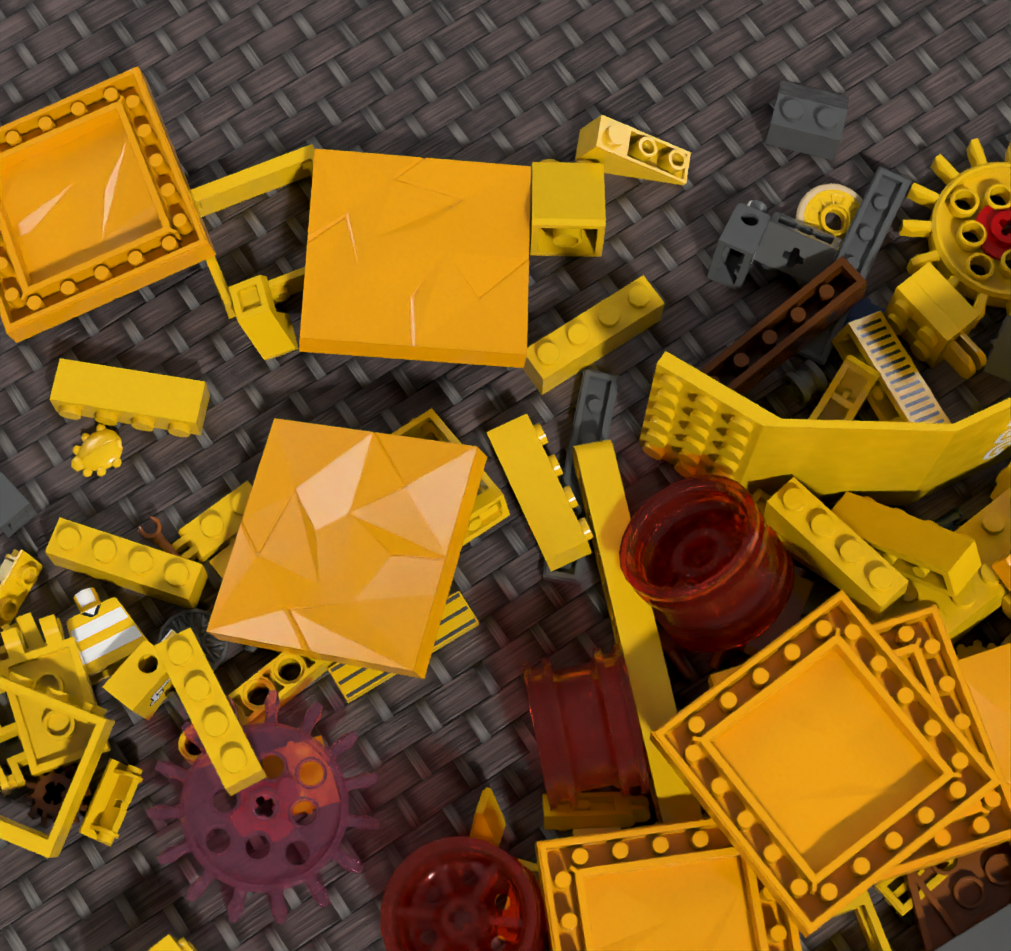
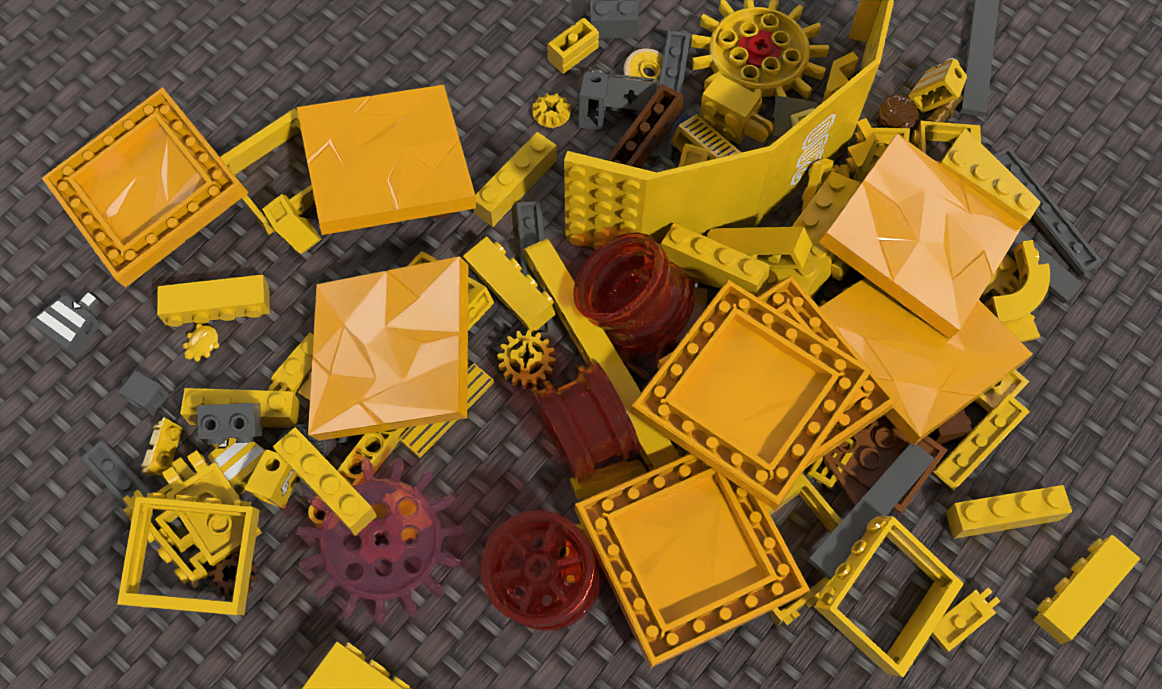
camera: 15 degrees left, 5 degrees down
(106, 585) = (229, 421): none -> dark grey brick
(111, 802) = (272, 569): yellow hinge -> none
(158, 537) = (257, 385): dark orange hand -> none
(488, 819) = (536, 500): yellow slope -> none
(515, 600) = (536, 360): none -> yellow gear
(567, 208) = (476, 107): yellow slope -> none
(632, 152) = (504, 63): yellow slope -> none
(670, 254) = (551, 119): none -> yellow gear
(734, 153) = (573, 45): none -> yellow brick

